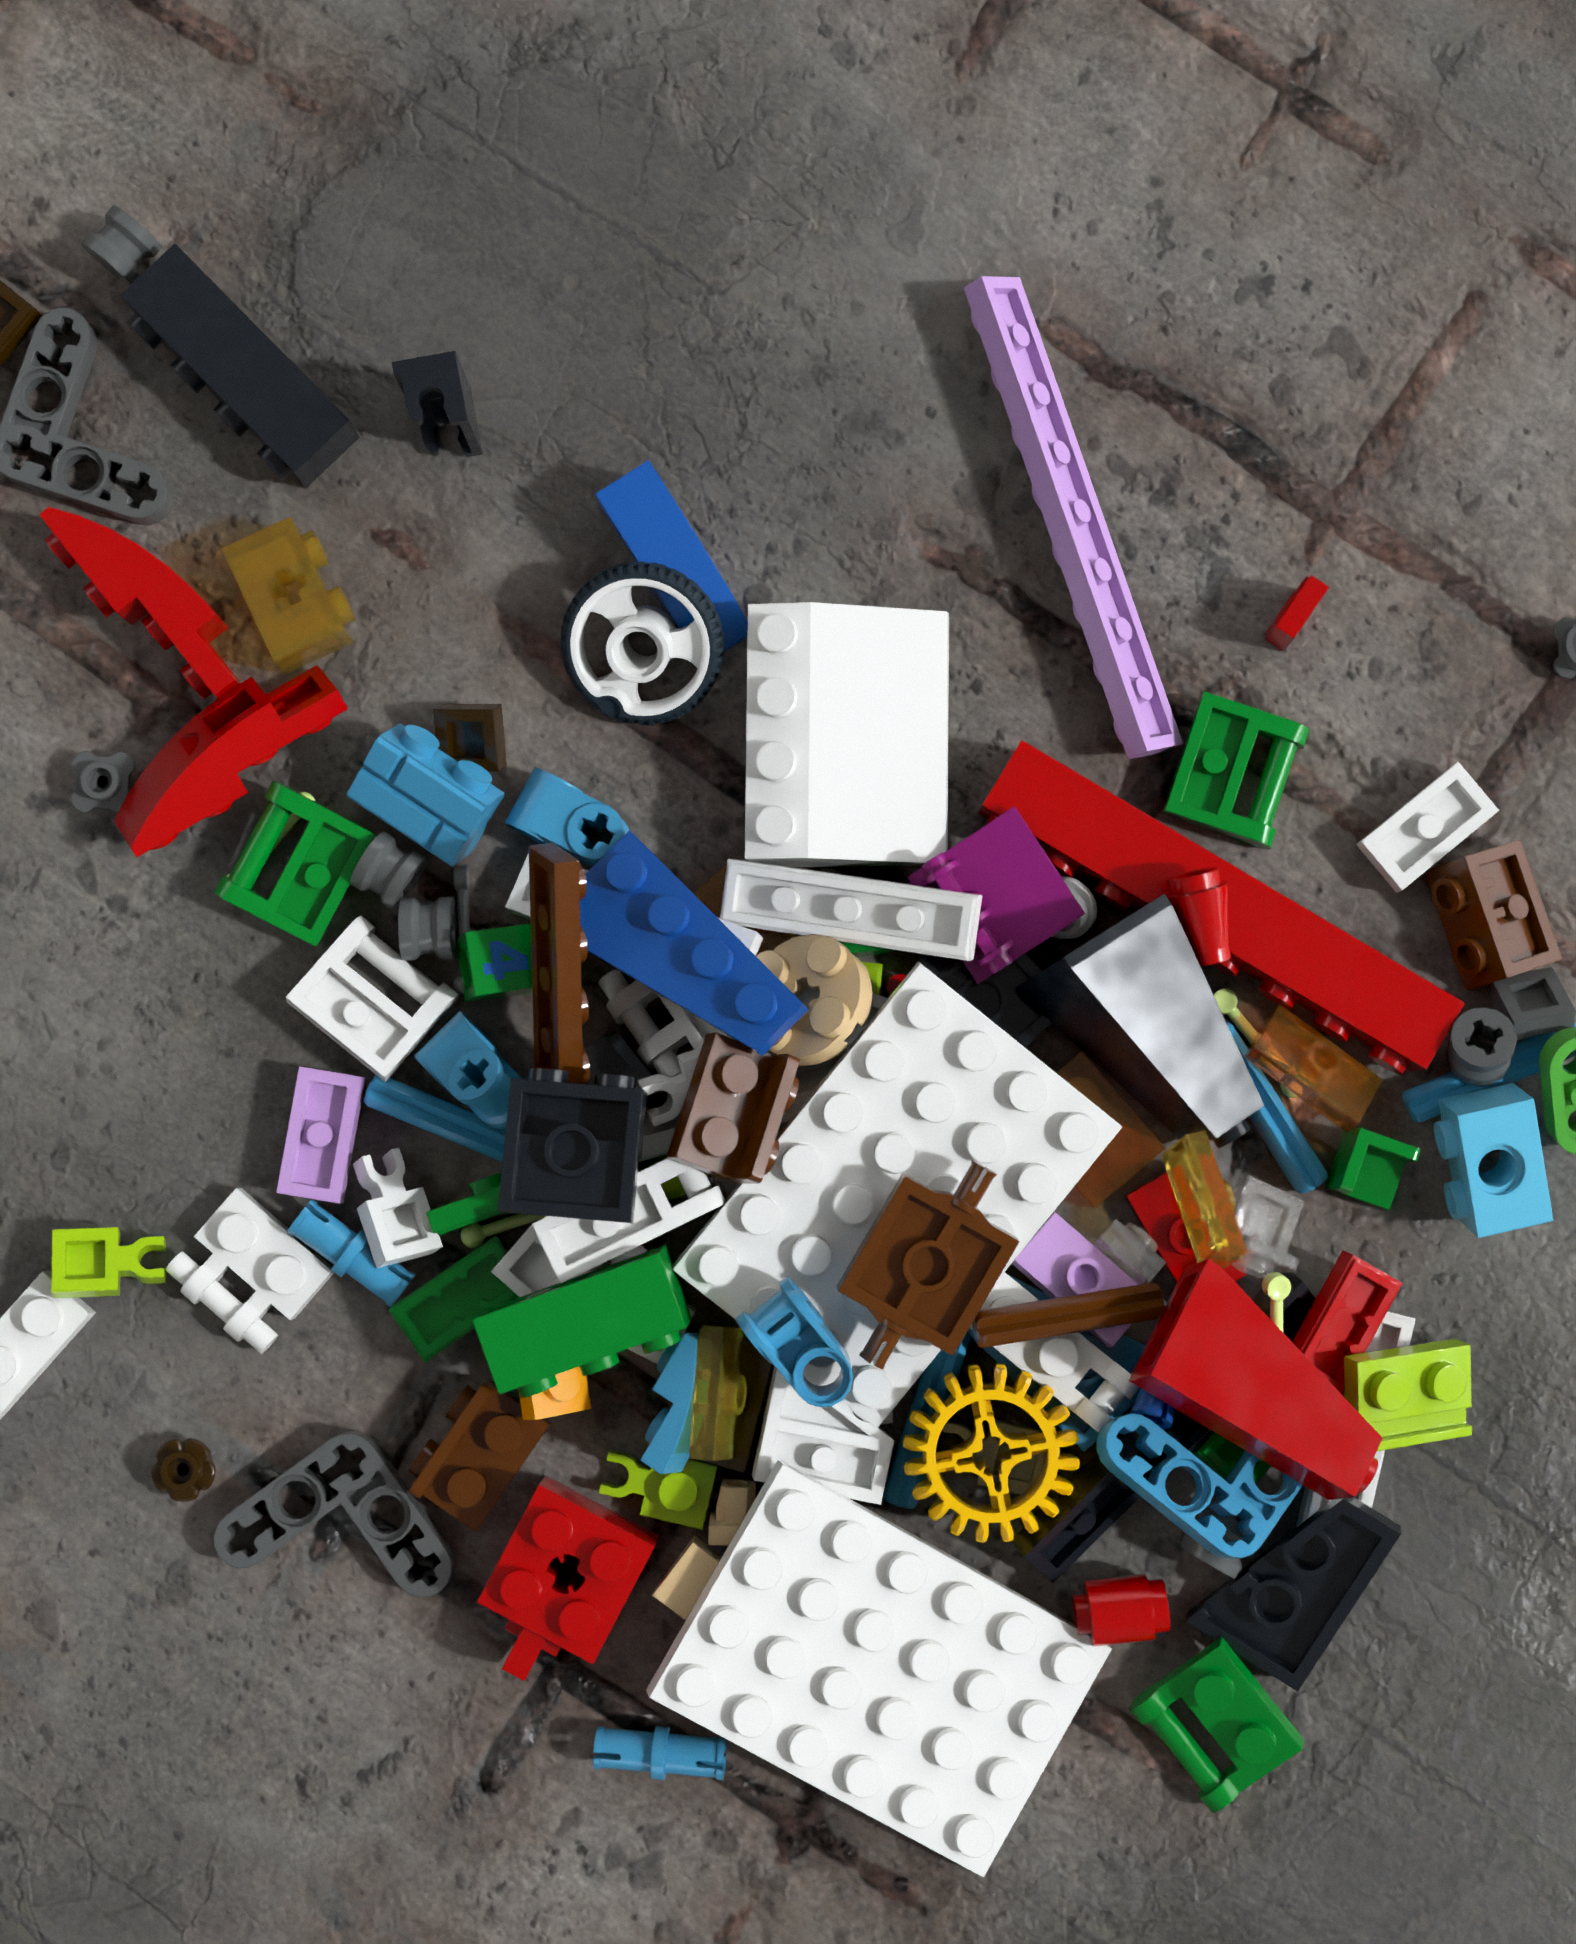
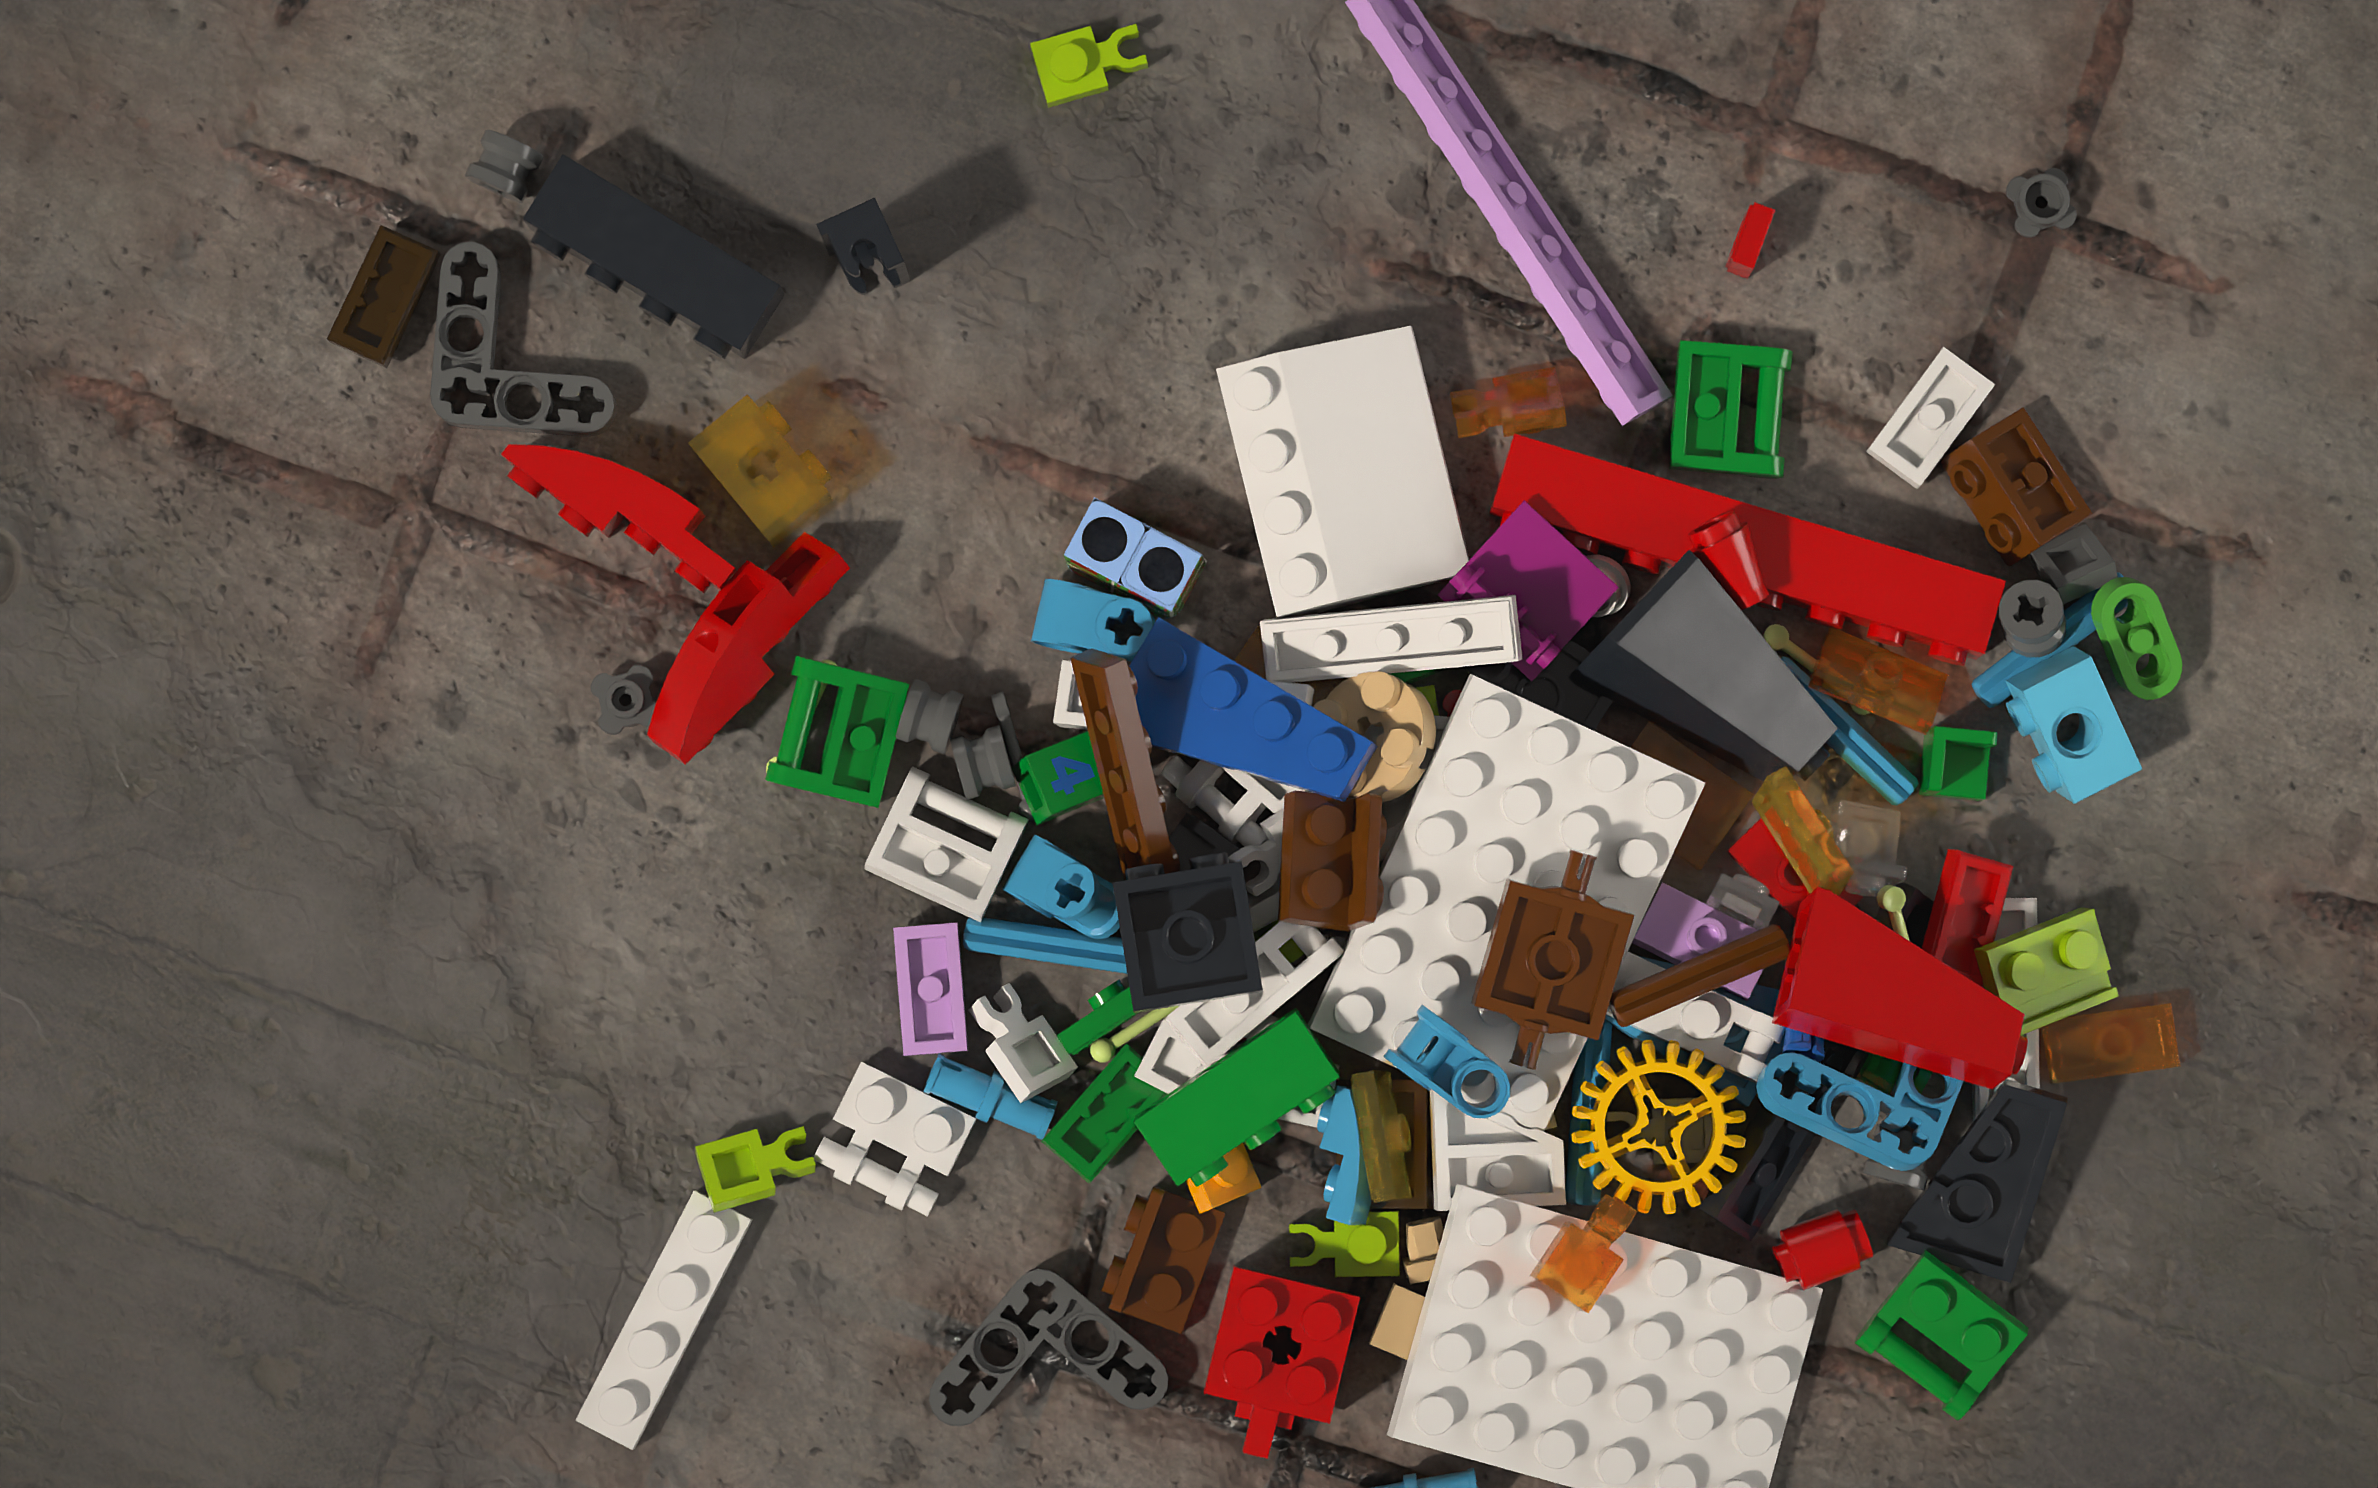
camera: 15 degrees left, 0 degrees up
(195, 1456) = (891, 1331): dark brown plate -> none
(426, 792) = (948, 630): dark azure brick -> none
(472, 733) = (975, 565): dark brown plate -> none
(617, 692) = (1175, 417): white wheel -> none
(642, 820) = (1126, 566): none -> light blue piece
(659, 533) = (1131, 345): blue slope -> none
(691, 287) = (1075, 65): none -> lime plate
(879, 1569) = (1579, 1260): none -> clear orange plate
(1032, 713) = (1518, 403): none -> clear orange plate
(1453, 1479) = (2111, 1043): none -> clear orange plate

